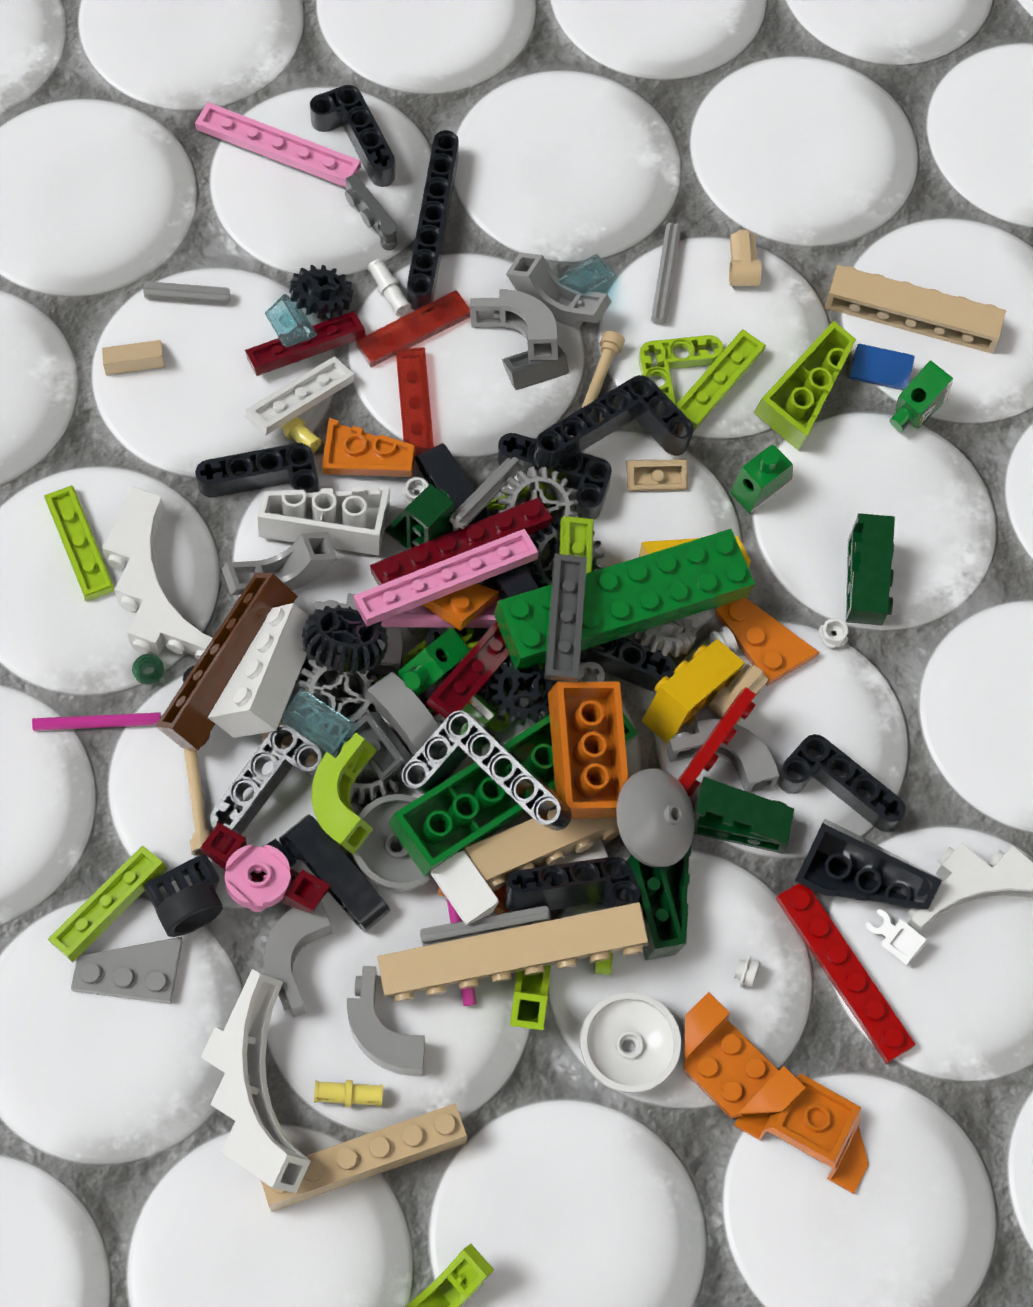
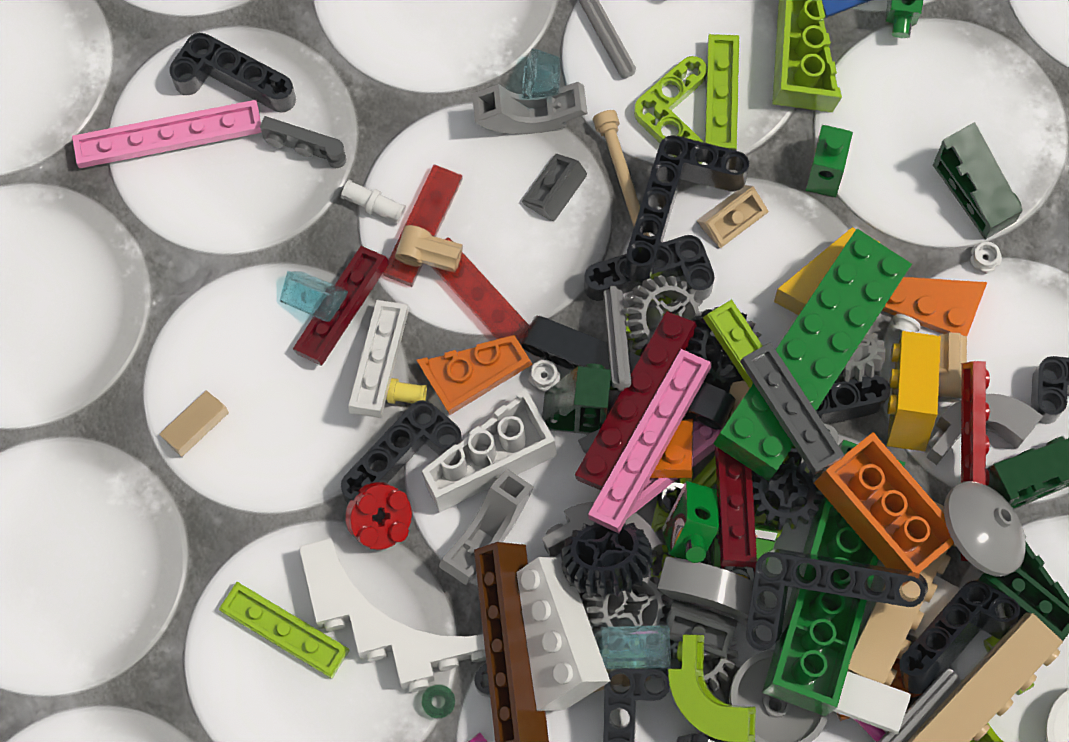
camera: 30 degrees left, 5 degrees up
(186, 293) = (195, 330): light grey axle -> none
(205, 489) = (366, 504): none -> red plate
(321, 291) = (319, 247): black gear -> none
(395, 338) = (420, 248): none -> tan piece
(442, 159) = (359, 99): black beam -> none
(523, 314) = (517, 148): light grey arch -> none

